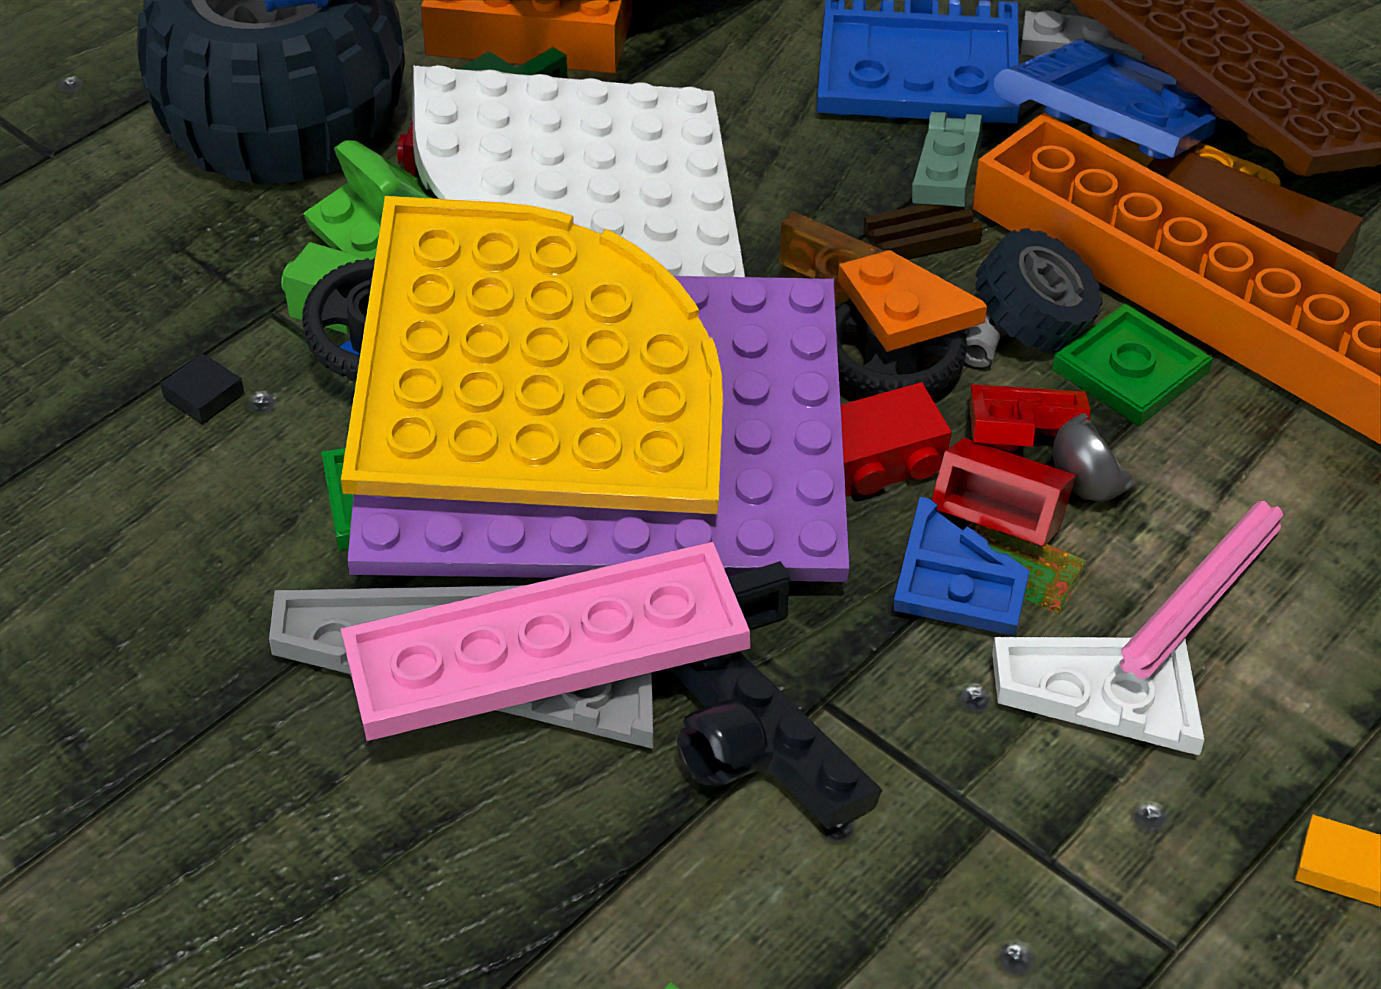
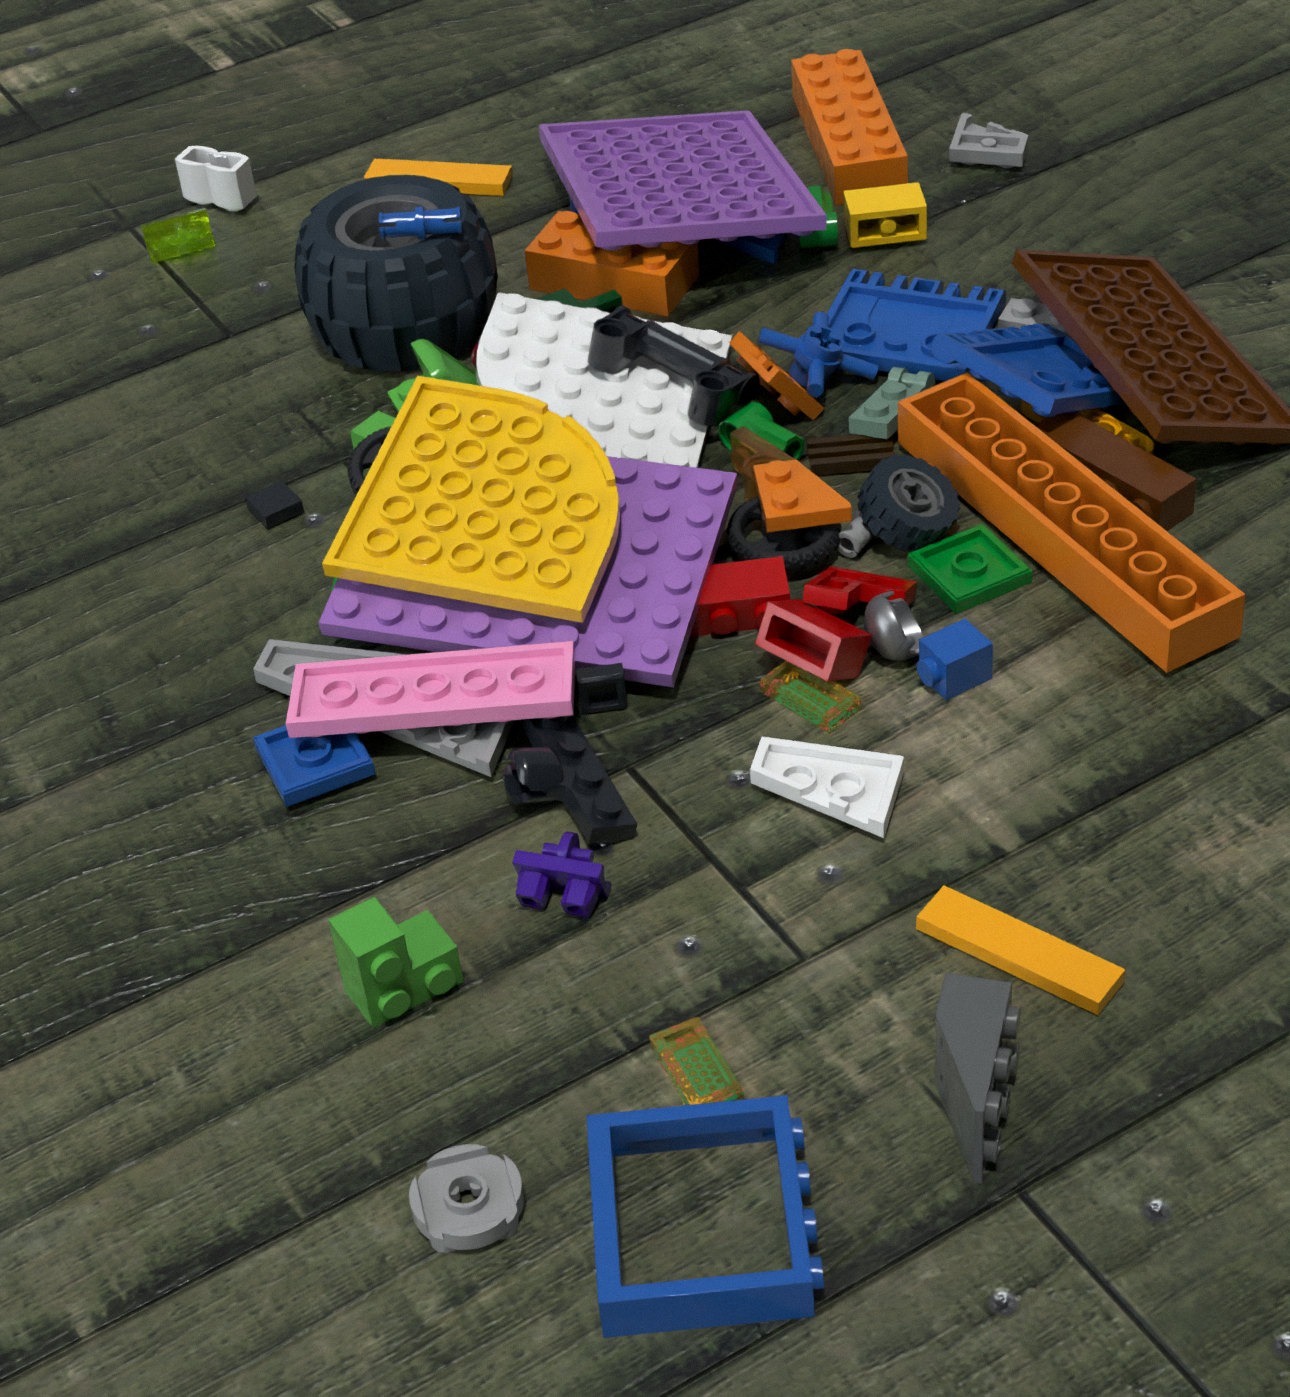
camera: 20 degrees right, 5 degrees down
(401, 774) = (312, 764): none -> blue plate
(606, 109) = (717, 386): none -> black piece
(788, 889) = (564, 869): none -> dark purple hips
(792, 139) = (774, 377): none -> orange wing
(796, 195) = (759, 421): none -> green piece
(837, 107) = (817, 354): none -> blue bar
(958, 576) = (755, 693): blue wing -> none
(1182, 491) = (955, 659): none -> blue brick
(1200, 590) = (932, 724): bright pink axle -> none

